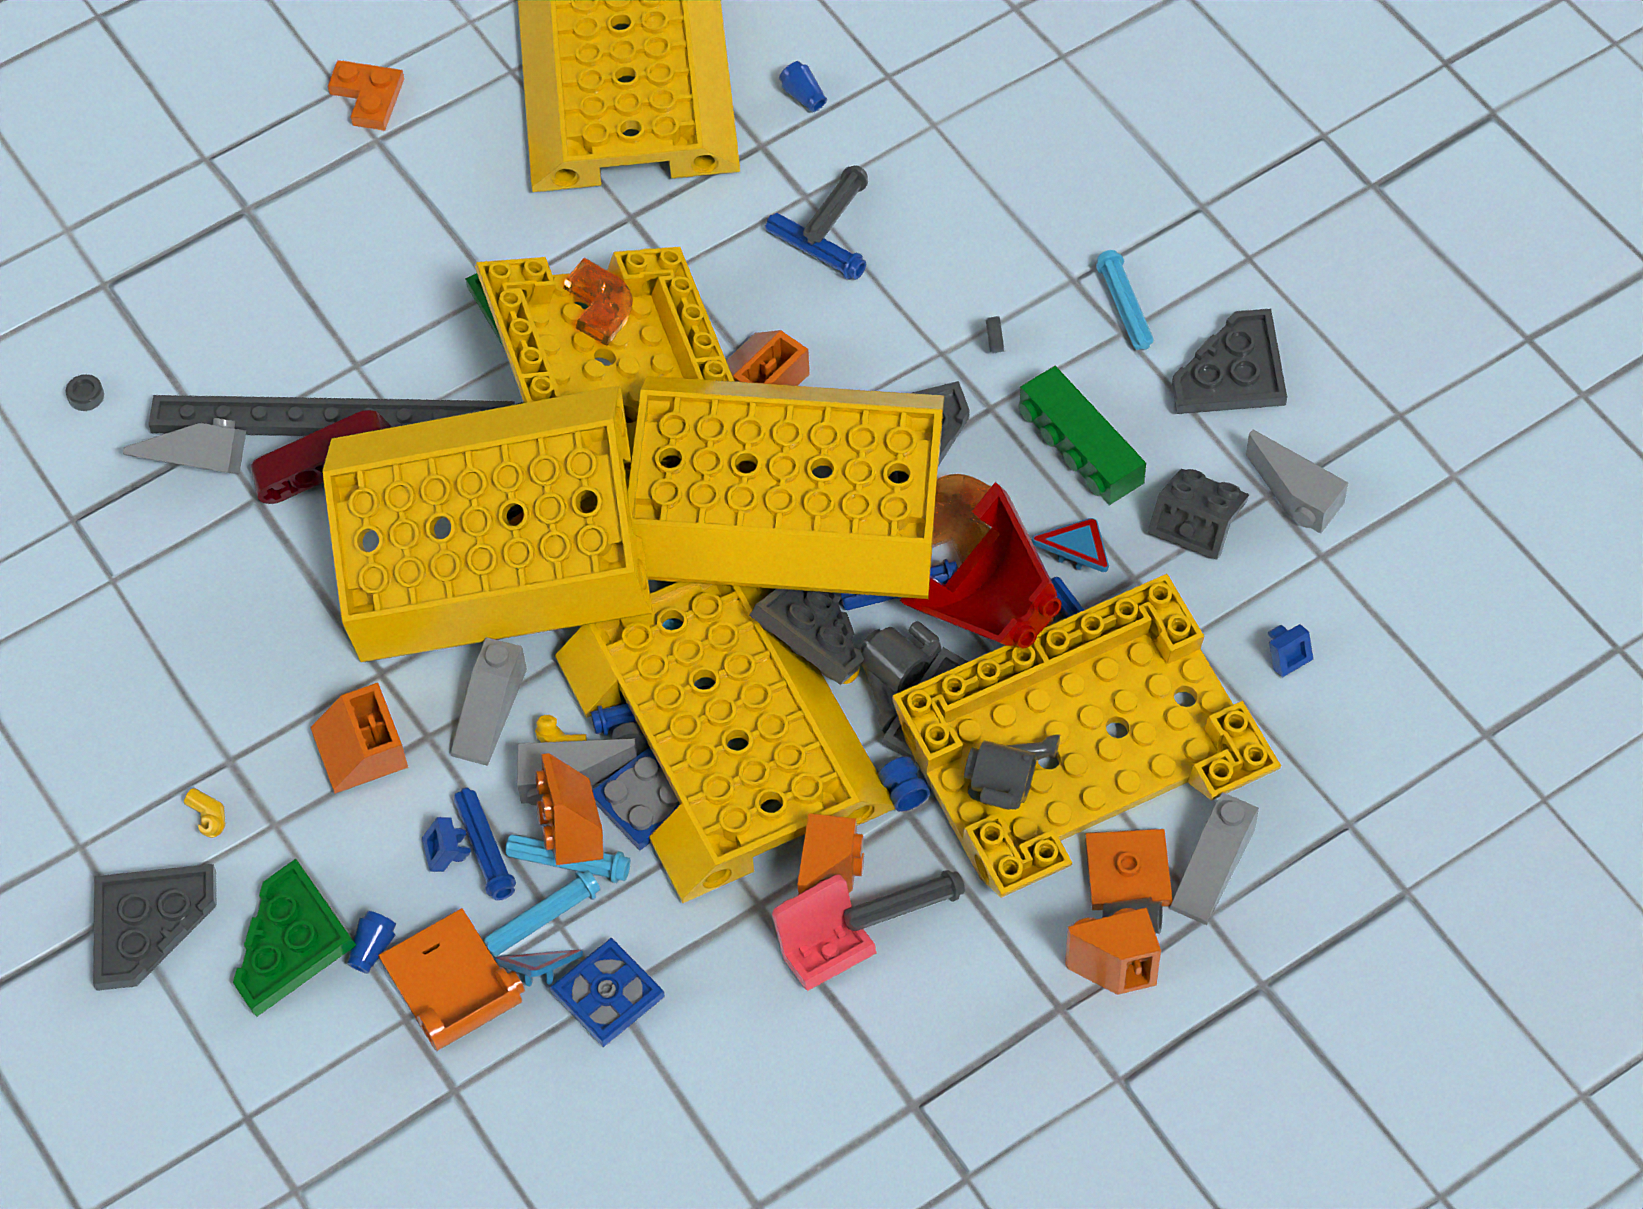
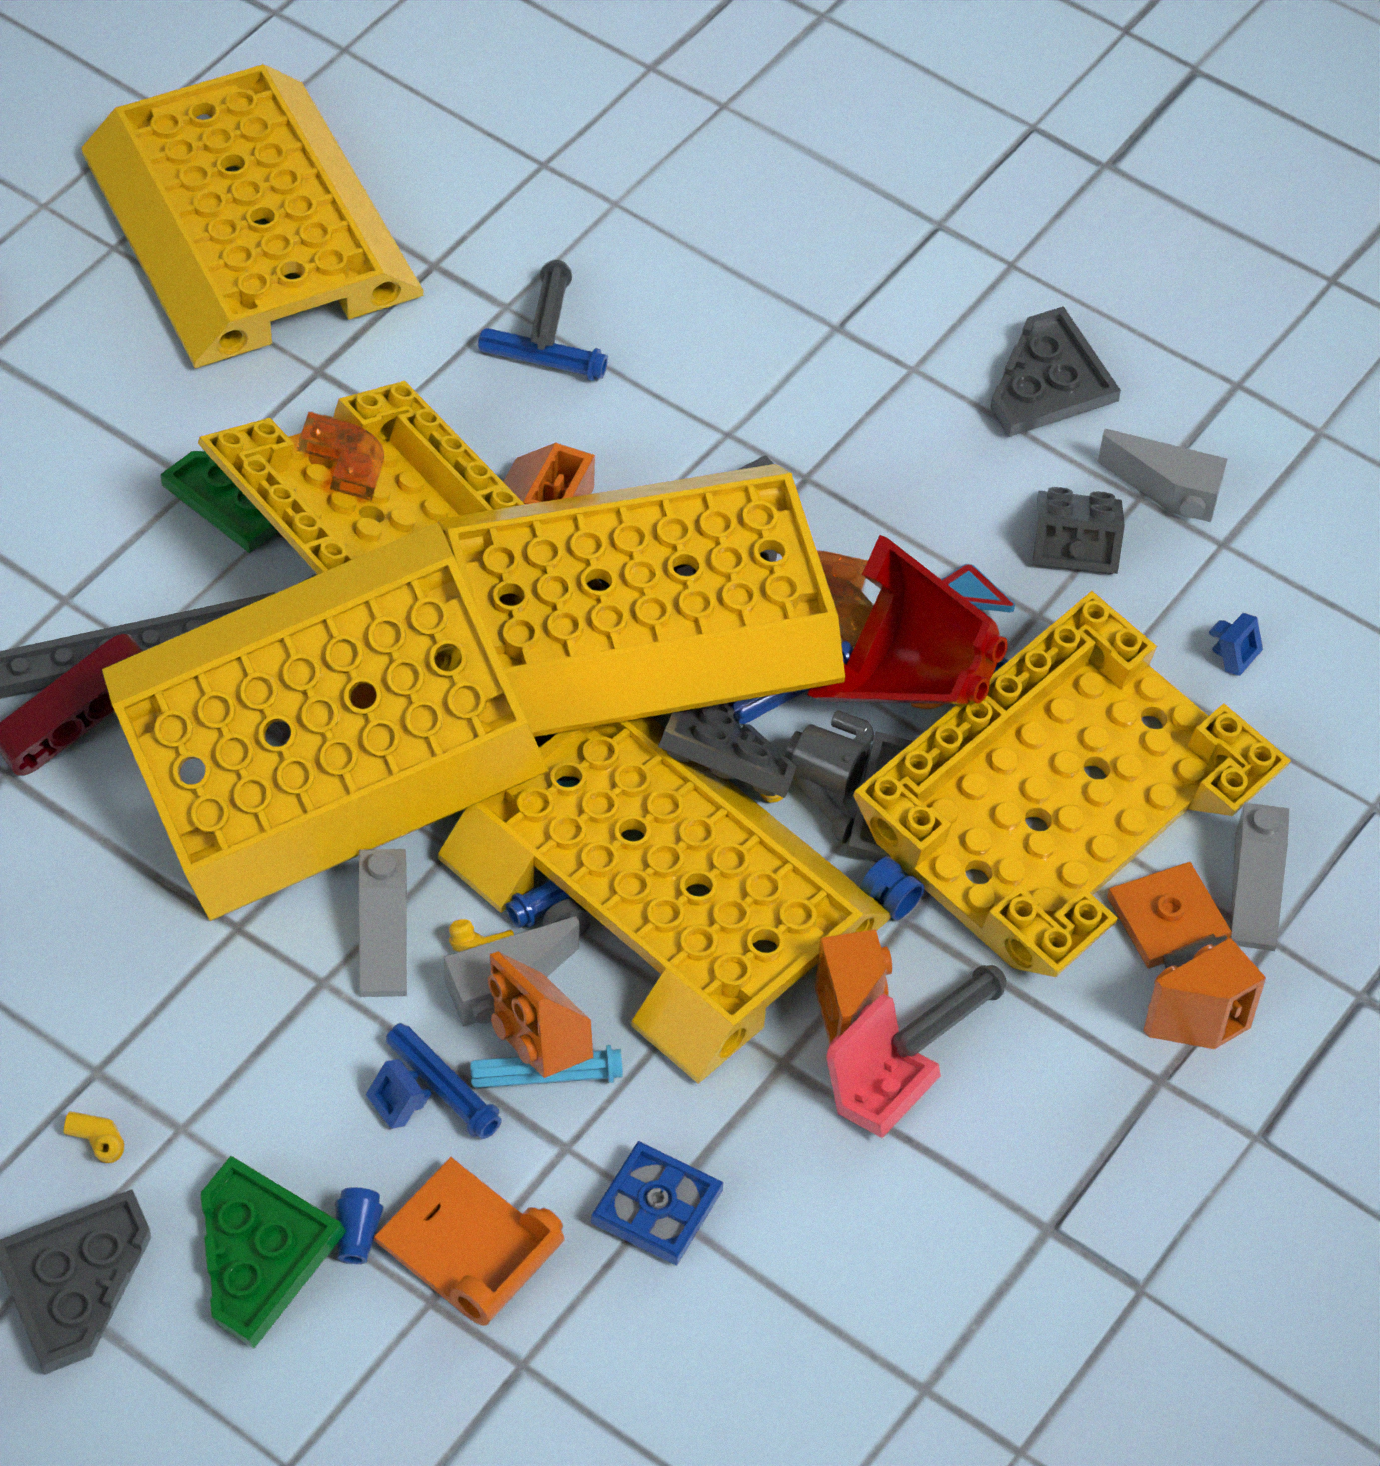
camera: 25 degrees left, 5 degrees down
(358, 739) = (250, 1002): orange slope -> none
(538, 963) = (568, 1192): dark azure piece -> none
(542, 913) = (579, 1095): medium azure axle -> none
(637, 798) = (606, 981): light grey piece -> none
(802, 85) = (457, 191): blue cone -> none
(995, 334) = (782, 399): dark grey tile -> none
(1006, 771) = (1009, 838): dark grey piece -> none
(1081, 435) = (922, 479): green brick -> none
(1111, 266) = (872, 301): medium azure axle -> none

